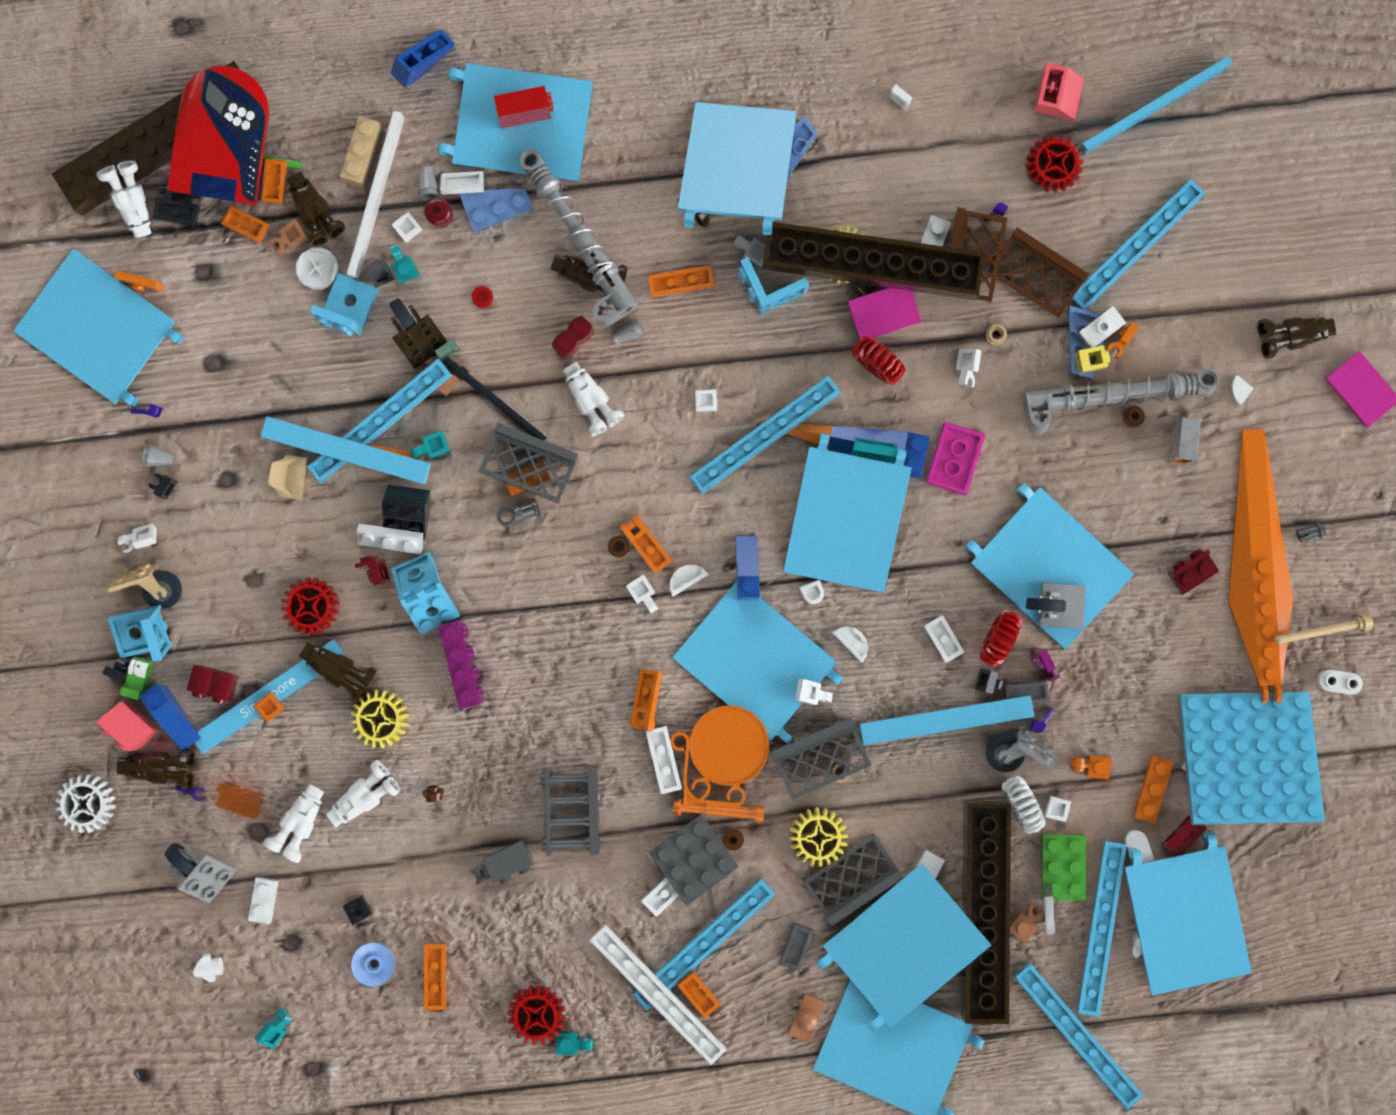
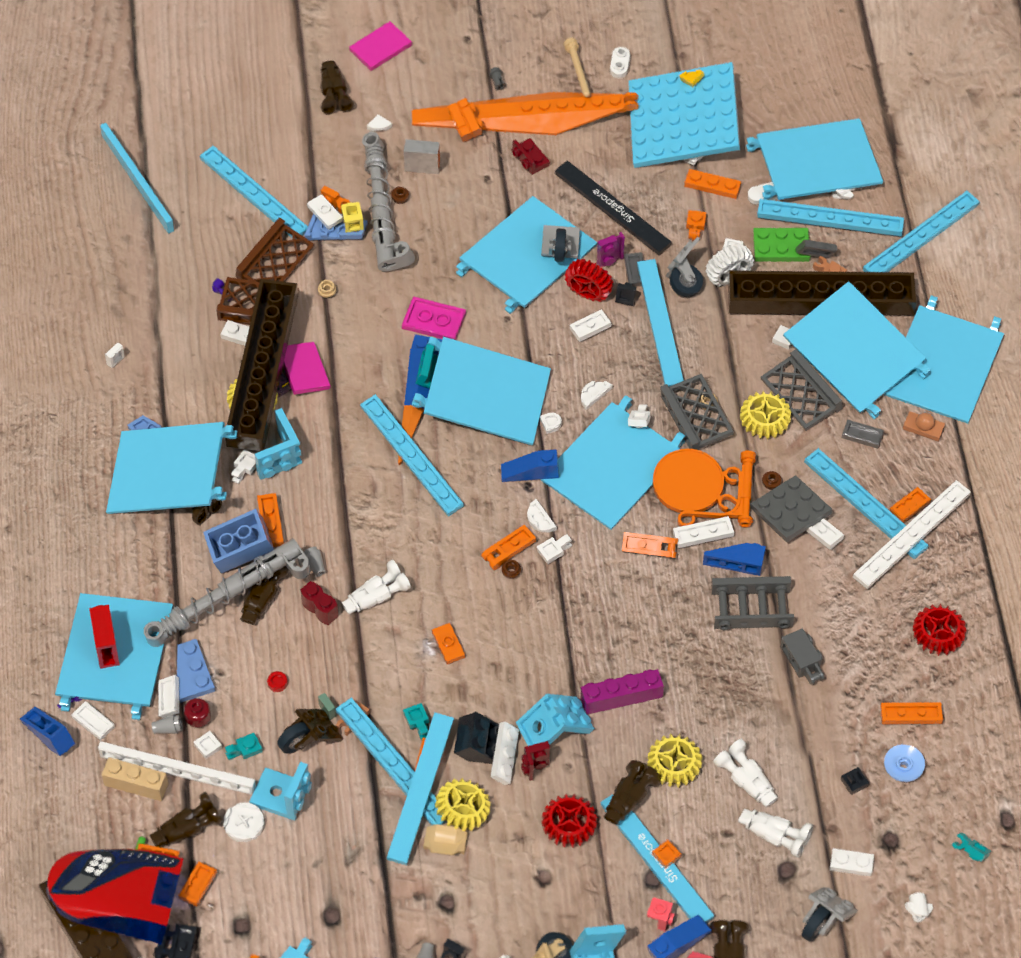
camera: 90 degrees left, 30 degrees down
(191, 792) = (752, 924): dark purple hand -> none
(199, 699) = (661, 911): none -> coral bracket
(212, 683) = (641, 904): dark red brick -> none
(239, 799) = (756, 883): clear orange panel -> none
(291, 236) = (211, 842): nougat plate -> none
(319, 486) = (462, 797): none -> light yellow gear
(379, 273) = (251, 762): black tile -> none
(433, 793) = (742, 715): reddish brown plate -> none
(437, 105) = (93, 721): none -> white tile
(463, 374) = (377, 667): black bar -> none
(520, 513) = (480, 646): dark grey connector -> none
(540, 449) = (418, 635): dark grey fence -> none
(568, 1043) = (963, 604): teal plate -> none
(629, 802) = (741, 558): none -> blue slope
(645, 246) = (238, 541): none -> medium blue brick
(706, 400) = (379, 503): white tile -> none
(878, 360) = (348, 366): red gear -> none
(967, 363) = (350, 307): white plate -> none
(1039, 726) = (662, 259): dark purple hand -> none
(1050, 157) = (181, 243): red gear -> none
(1058, 92) = (119, 244): coral slope -> none
(1116, 669) = (613, 208): none -> black tile
(1183, 837) = (749, 162): dark red bracket -> none
(1242, 492) = (464, 119): none -> orange brick
(1302, 770) = (692, 78): none -> yellow tile

